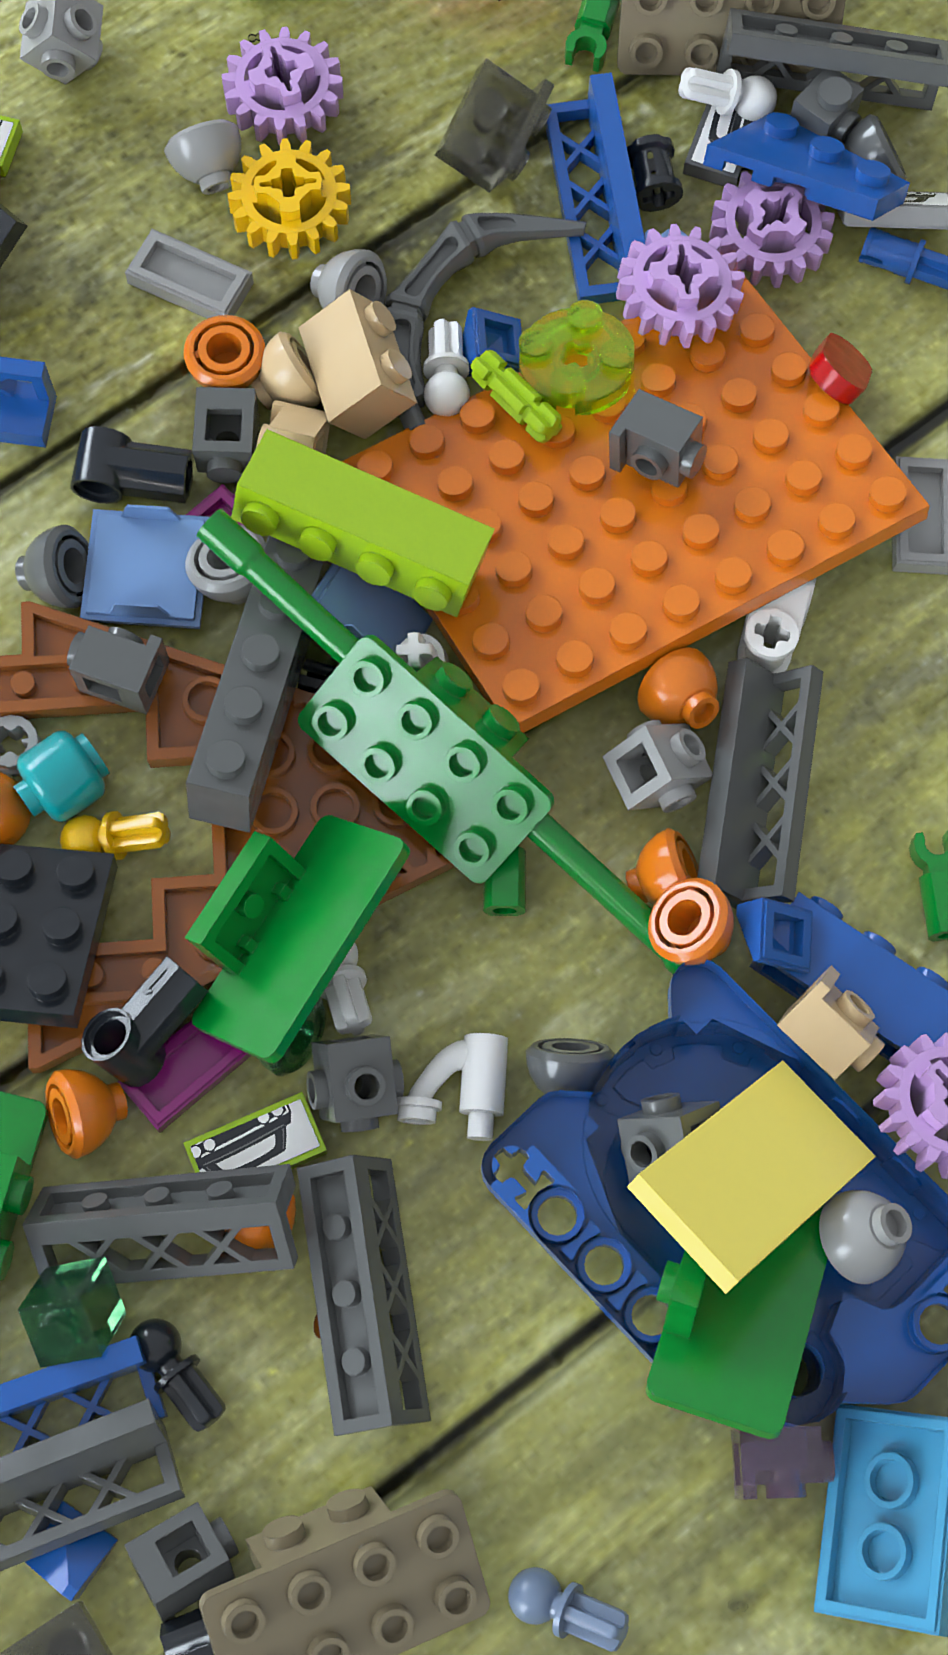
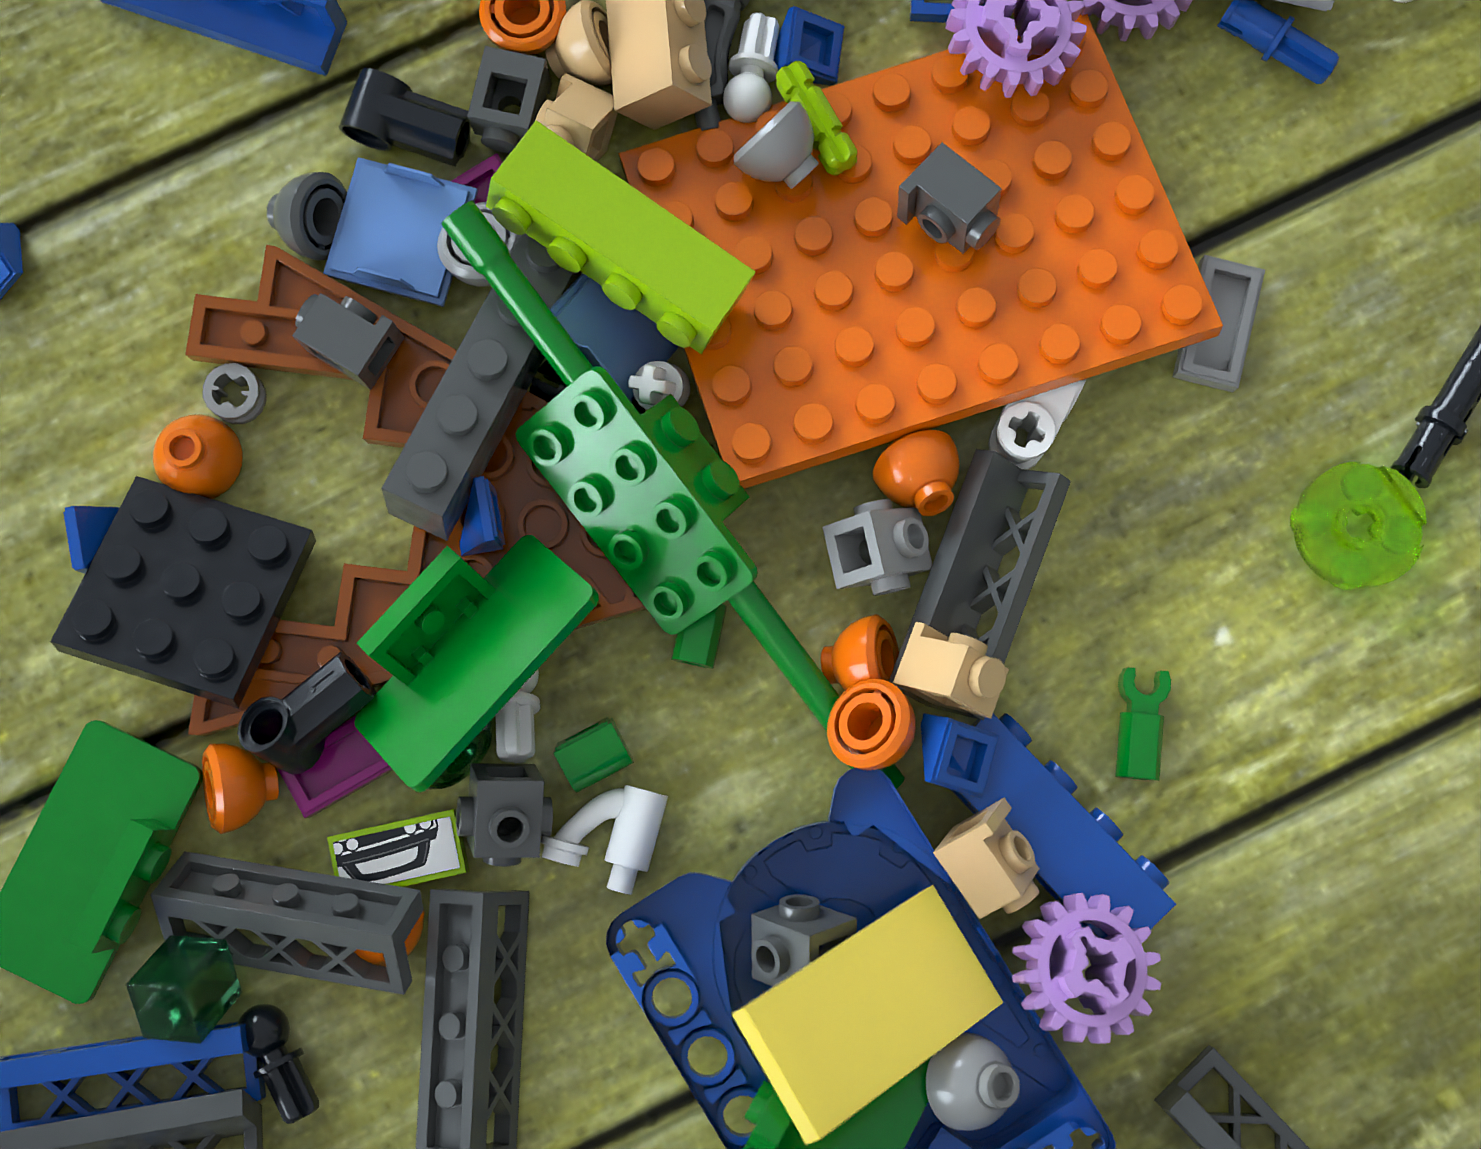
camera: 15 degrees right, 10 degrees up
(61, 776) = (273, 438): teal head -> none
(116, 833) = (318, 507): yellow axle -> none
(280, 812) = (482, 523): none -> blue slope
(428, 1012) = (592, 754): none -> green brick
(490, 425) = (780, 148): none -> light grey brick
(569, 1064) = (722, 838): dark grey brick -> none
(581, 331) = (894, 55): clear neon green plate -> none
(755, 858) = (951, 671): none -> tan brick
(840, 369) = (1166, 150): red tile -> none

